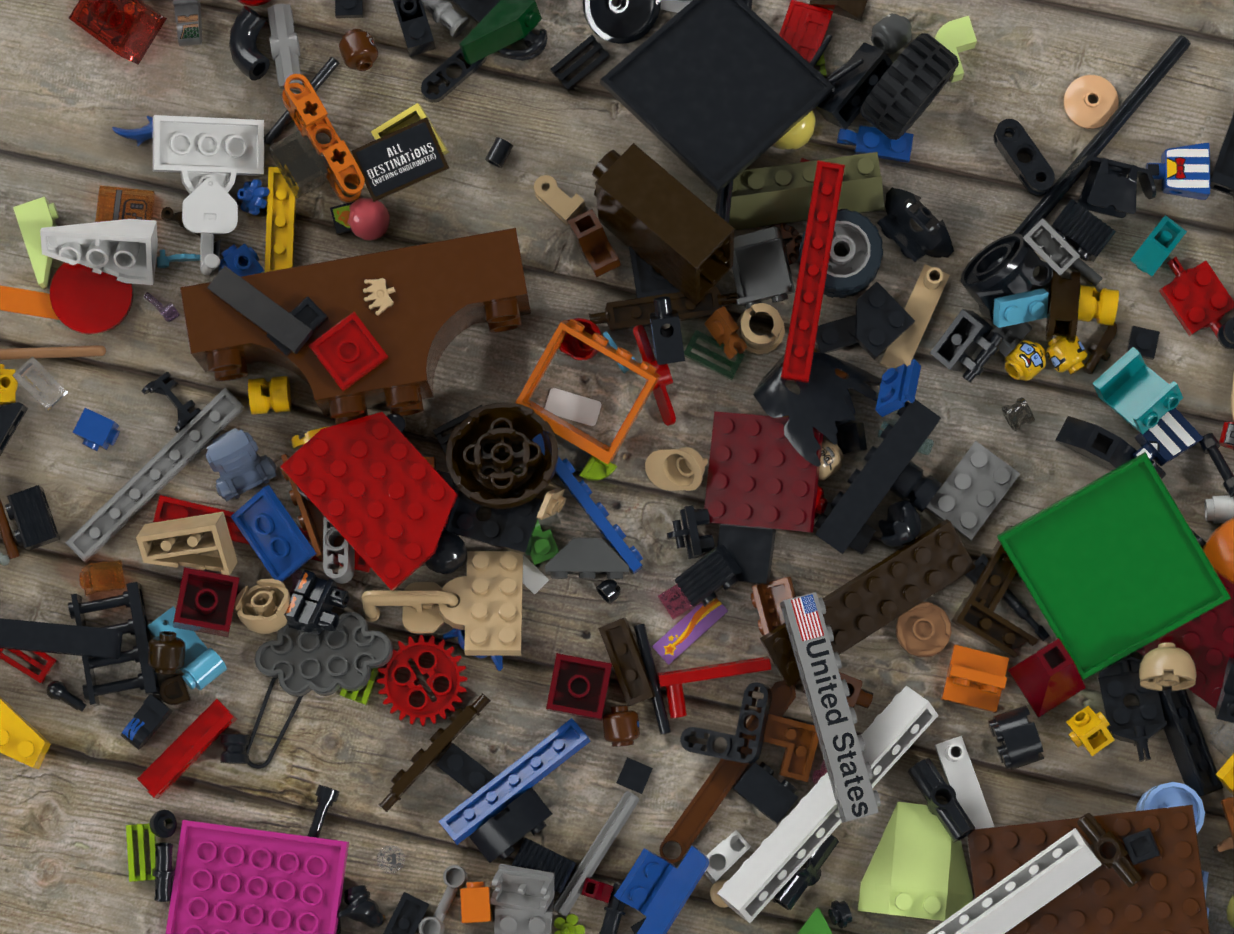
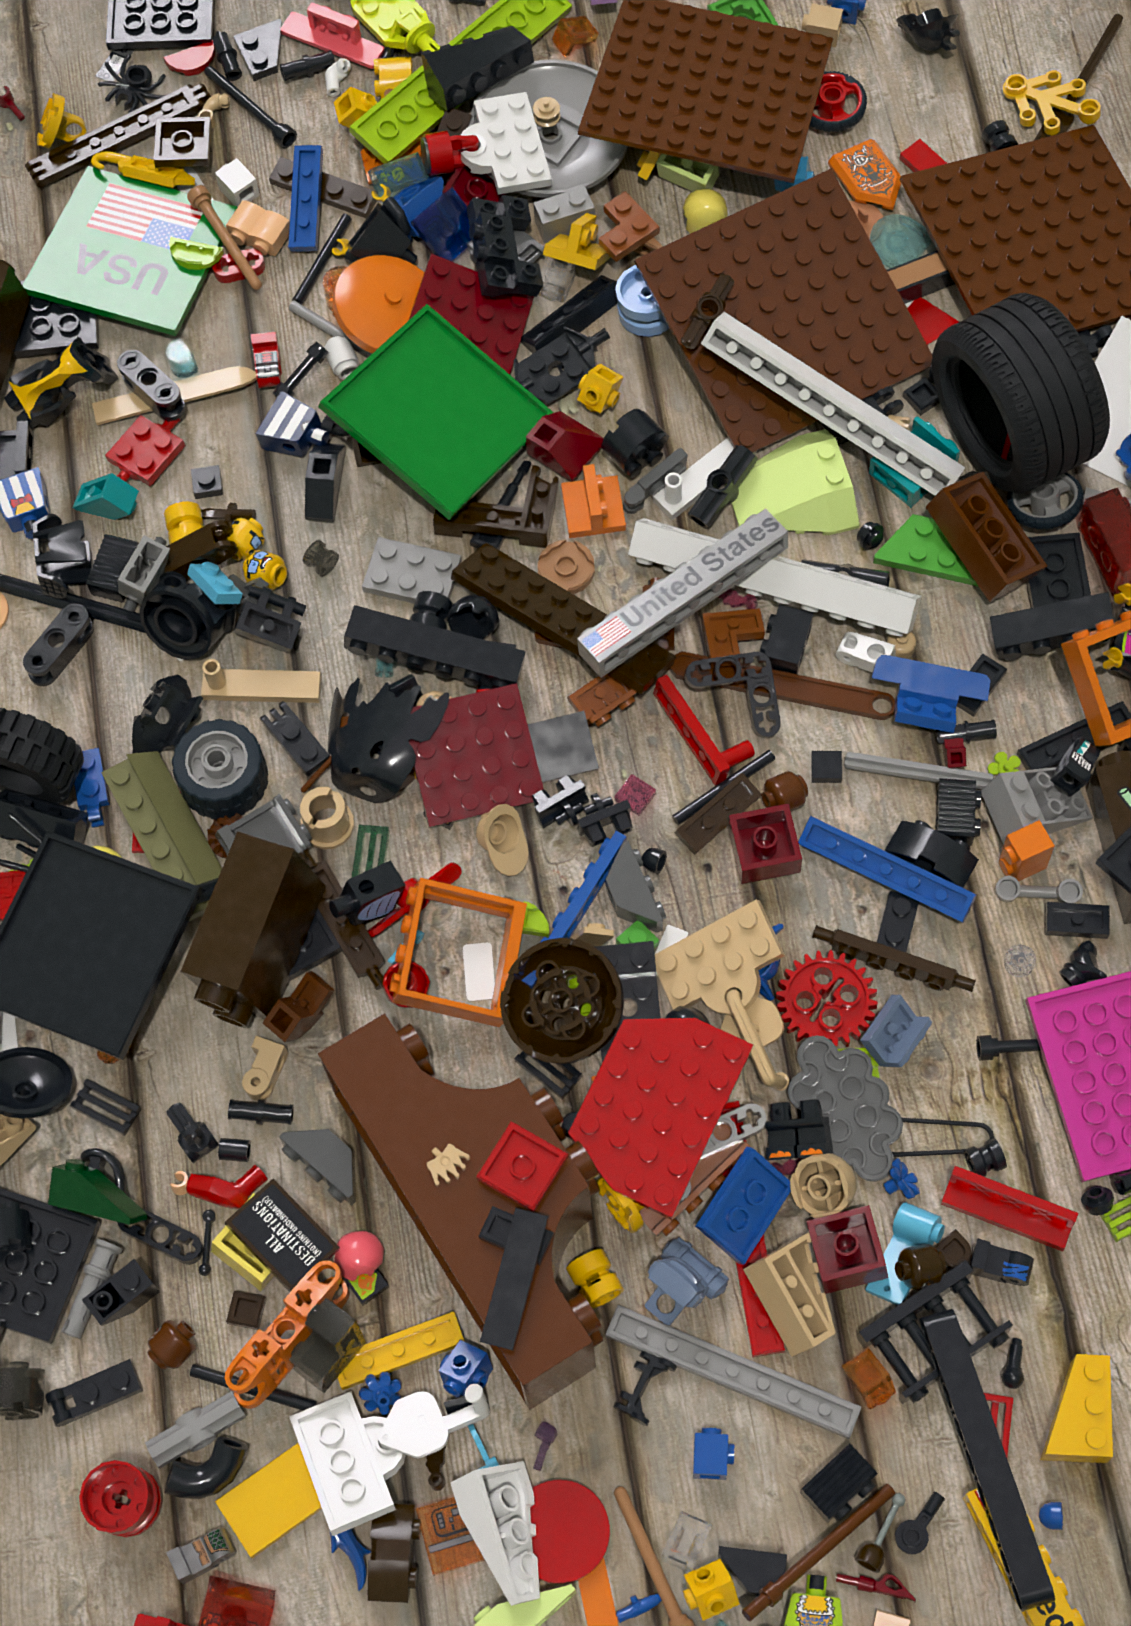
camera: 110 degrees left, 15 degrees down
(11, 329) = (637, 1607): none -> blue helmet
(117, 155) = (392, 1555): none -> dark brown brick
(206, 83) = (271, 1502): none -> yellow tile
(246, 675) = (902, 1180): none -> blue plant
(364, 117) = (246, 1310): none -> dark brown tile
(367, 722) = (895, 1033): none -> sand blue bracket
(453, 114) = (209, 1217): none -> black hinge
(457, 218) = (325, 1159): none -> dark grey slope
(465, 129) = (218, 1191): none -> red arm
(519, 123) = (194, 1136): none -> black axle
(522, 184) = (260, 1112): none -> black pin
(523, 888) = (989, 811): light grey hinge -> none
(660, 549) = (616, 814): none -> black hips
(688, 630) = (658, 774): medium lavender sticker -> none
(709, 576) = (599, 765): black brick -> none
(724, 330) = (340, 847): dark orange plate -> none
(812, 271) = (249, 774): red tile -> none
(879, 320) = (276, 708): black plate -> none
(897, 387) = (338, 663): blue plate -> none
(973, 741) = (654, 481): none -> dark grey hinge
(1137, 391) = (259, 459): teal panel -> none
(1141, 846) = (691, 287): black tile -> none
(1167, 668) = (513, 339): tan cylinder -> none

